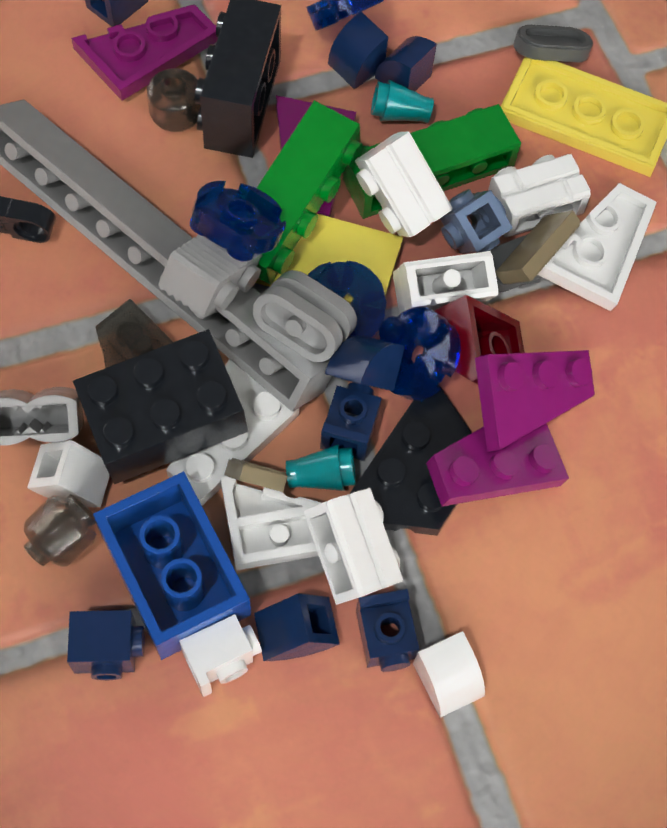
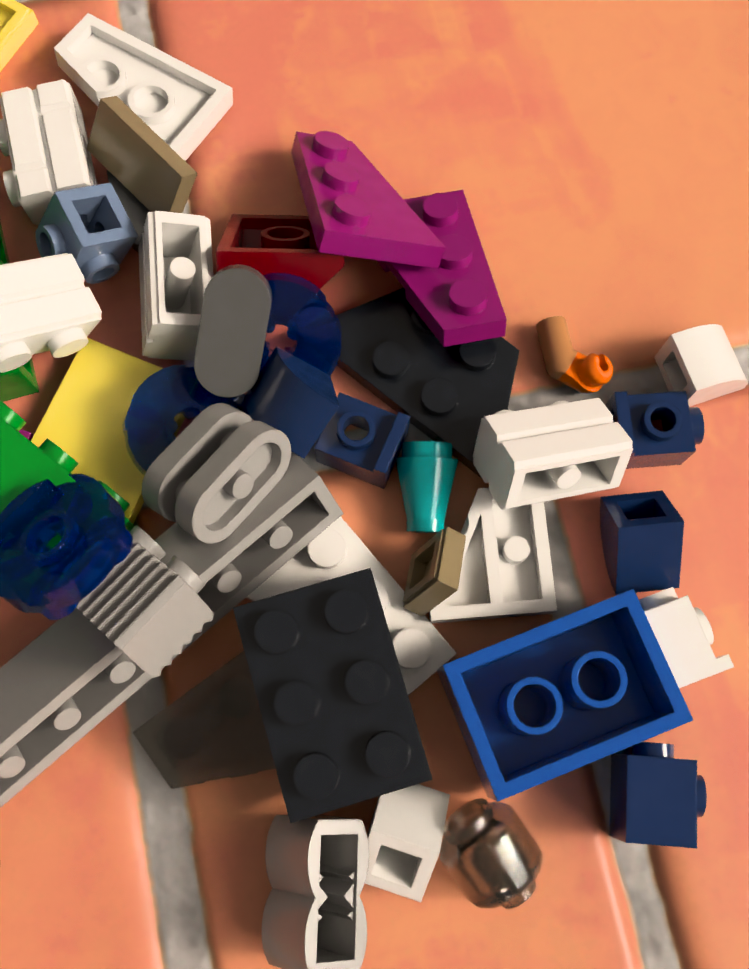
camera: 80 degrees left, 10 degrees up
(407, 312) = (232, 330): none -> dark grey tile
(436, 567) = (567, 365): none -> arm

